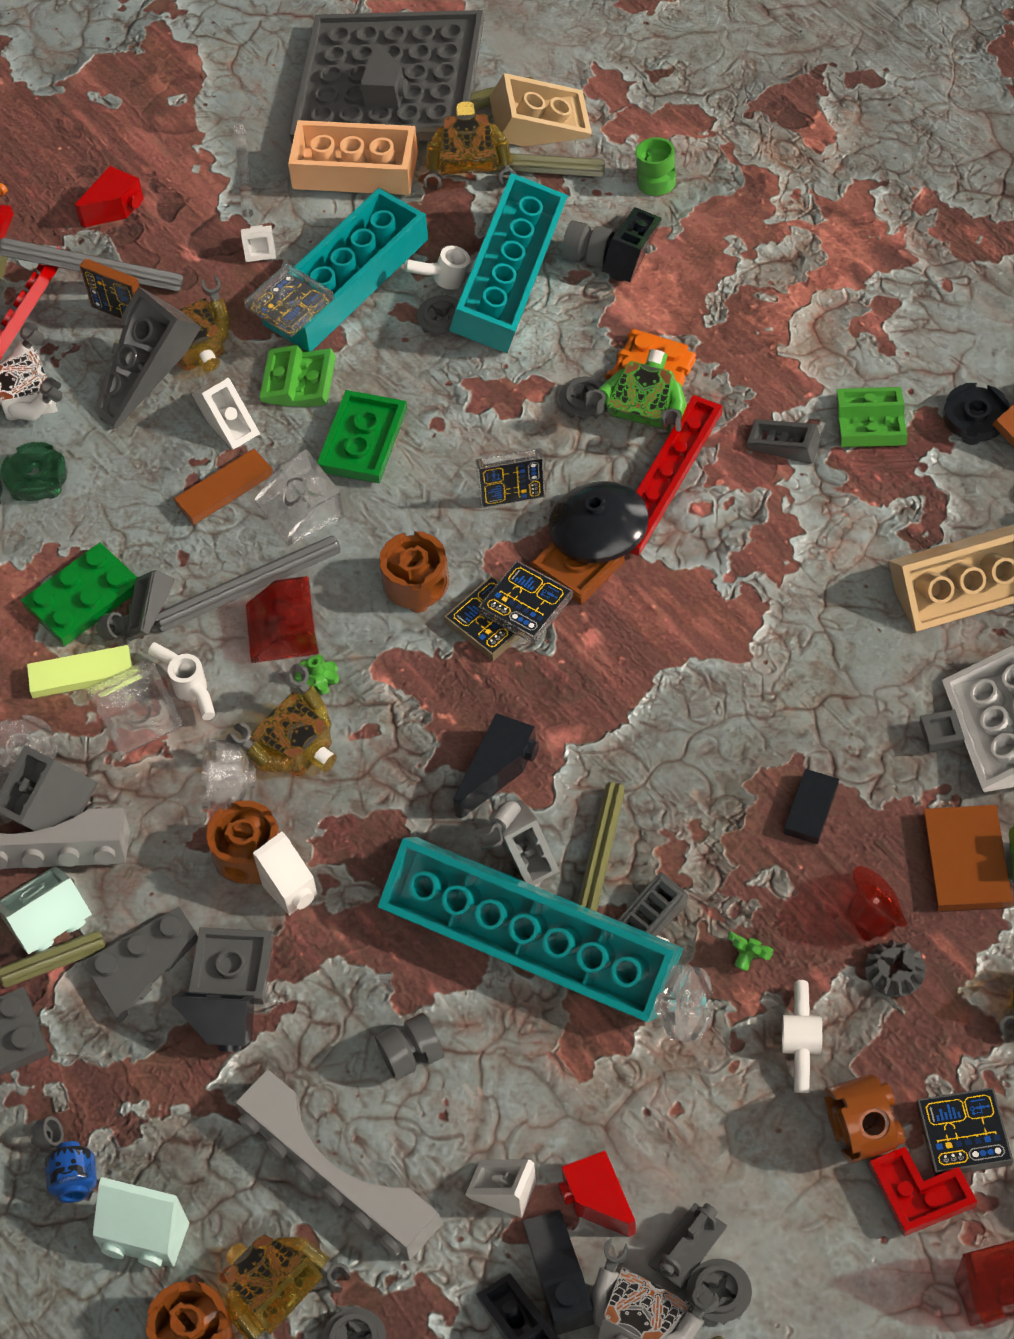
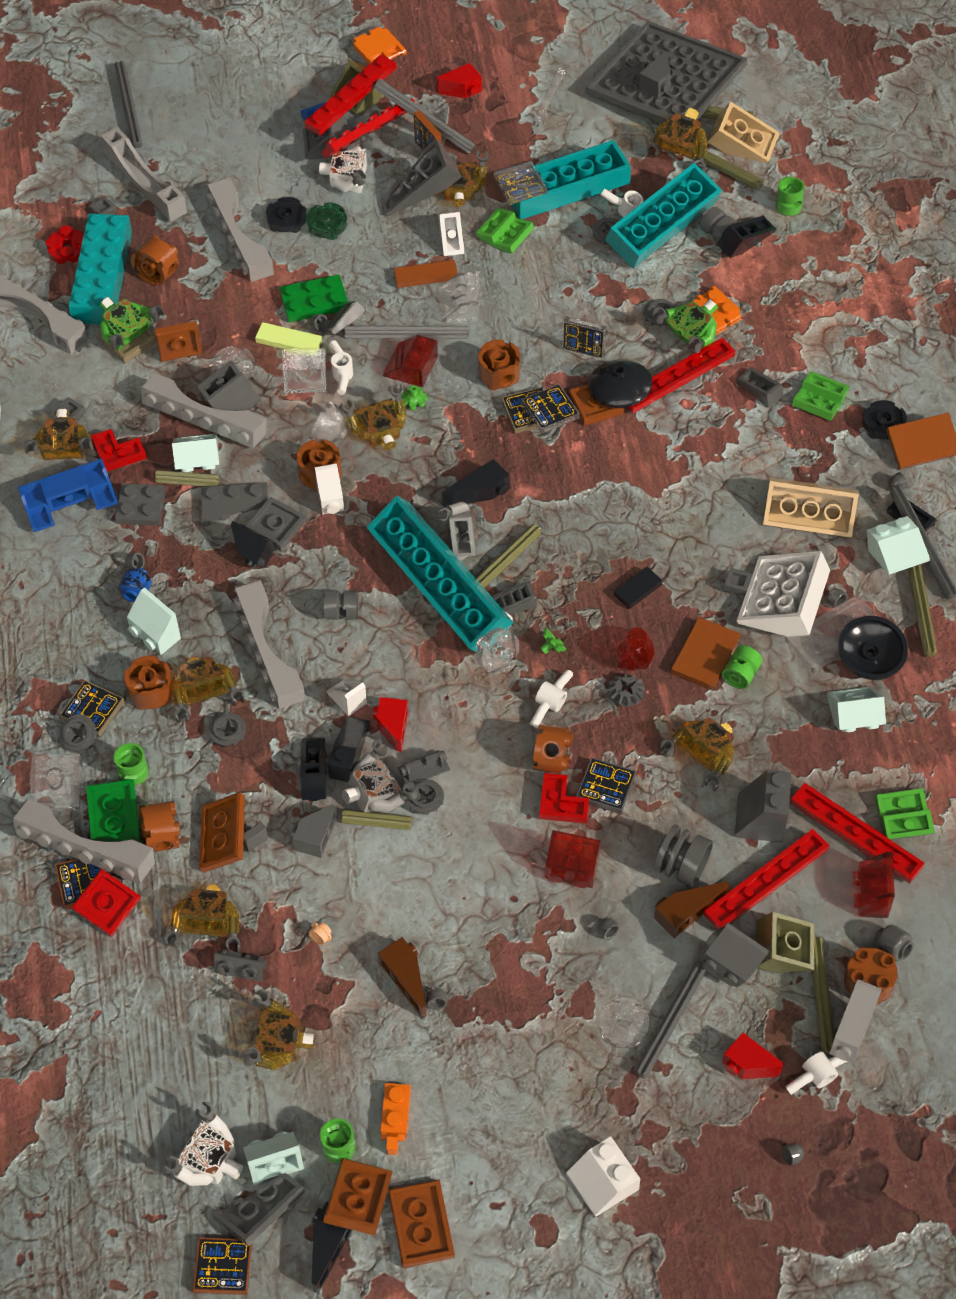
camera: 25 degrees right, 0 degrees up
(258, 243) = (528, 144): white tile -> none
(353, 157) = (614, 116): light nougat brick -> none
(362, 436) = (519, 279): green plate -> none

